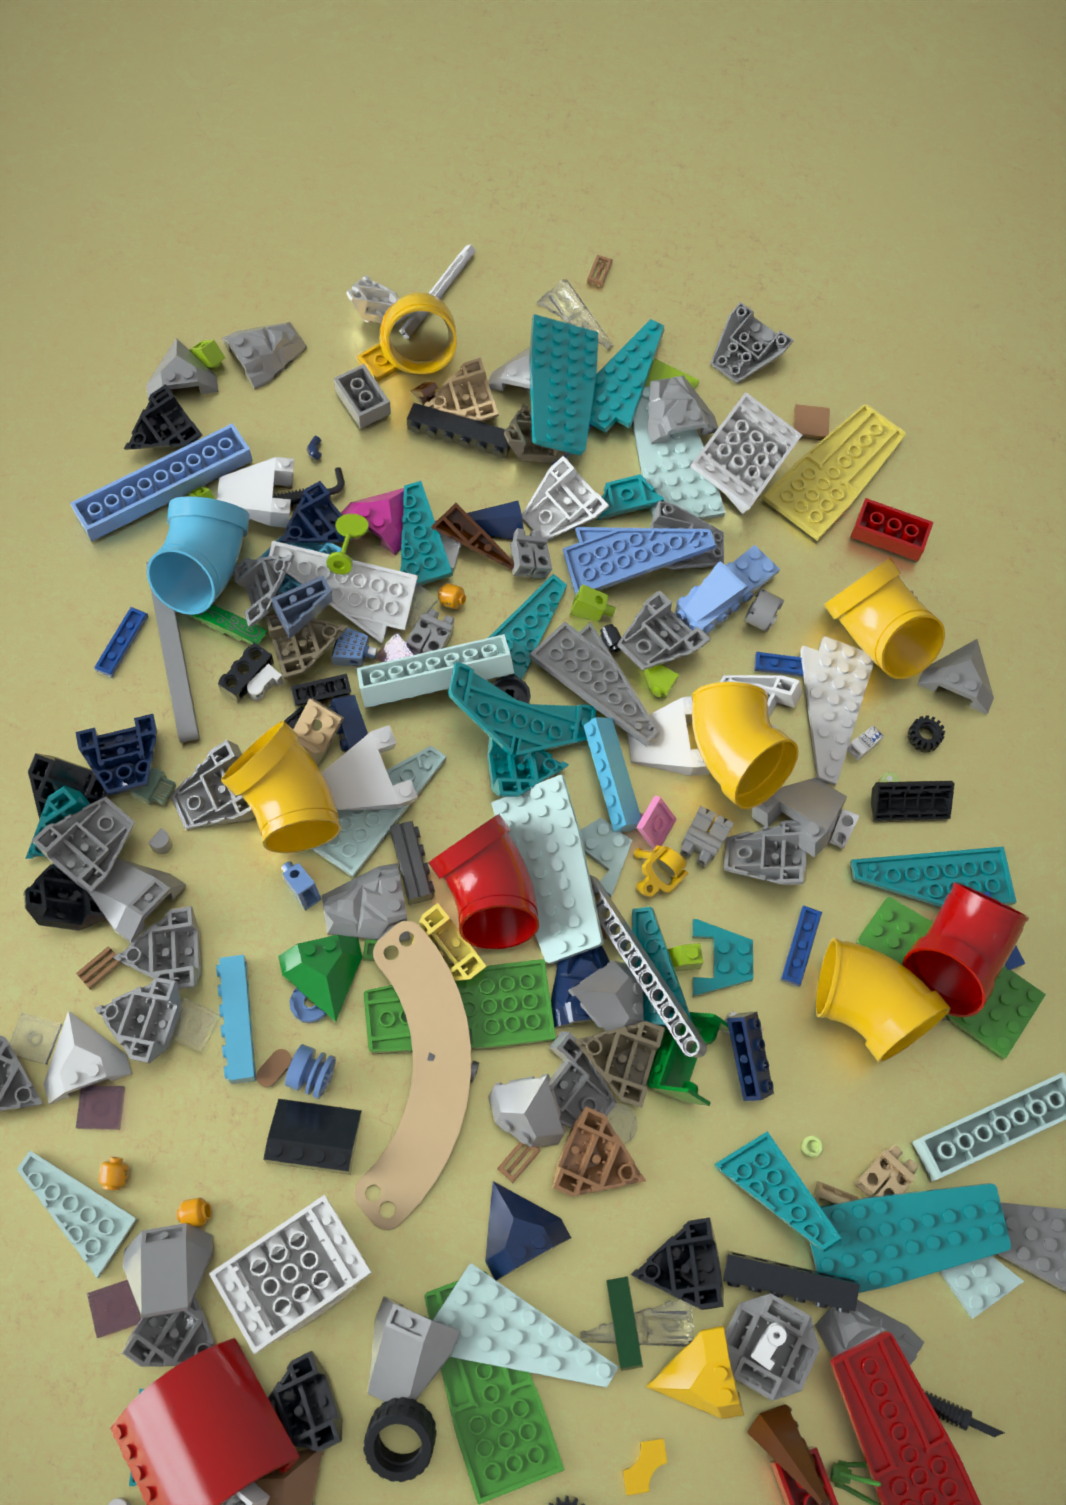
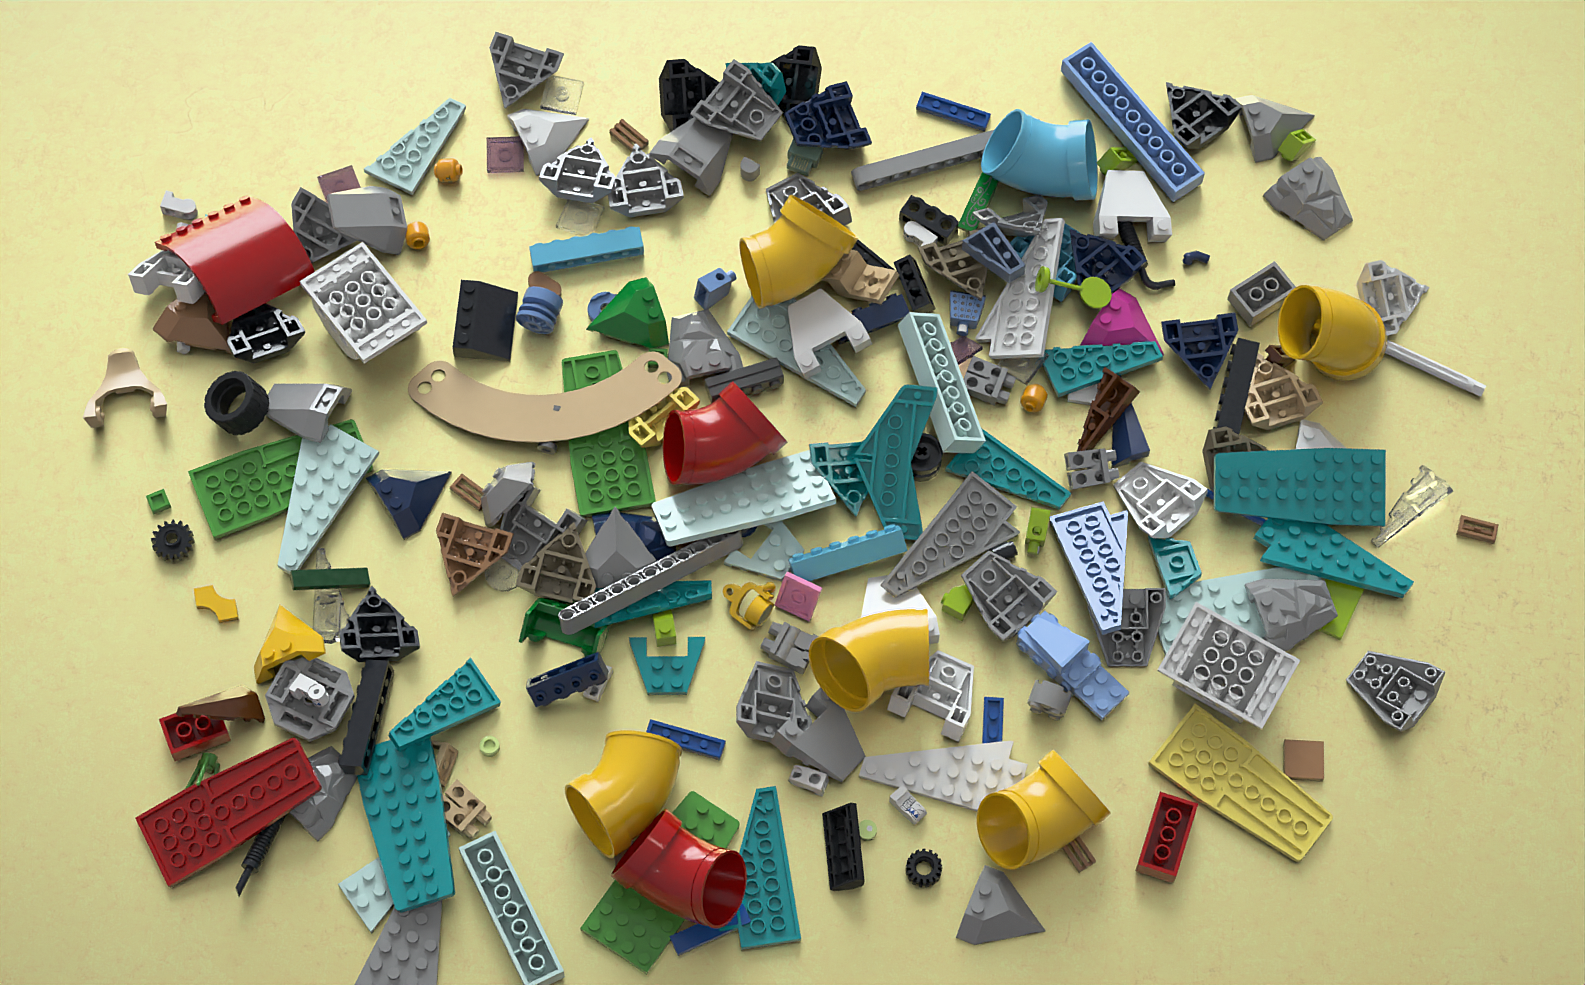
camera: 90 degrees right, 0 degrees up
(409, 447) = (1202, 343): none -> dark blue wedge

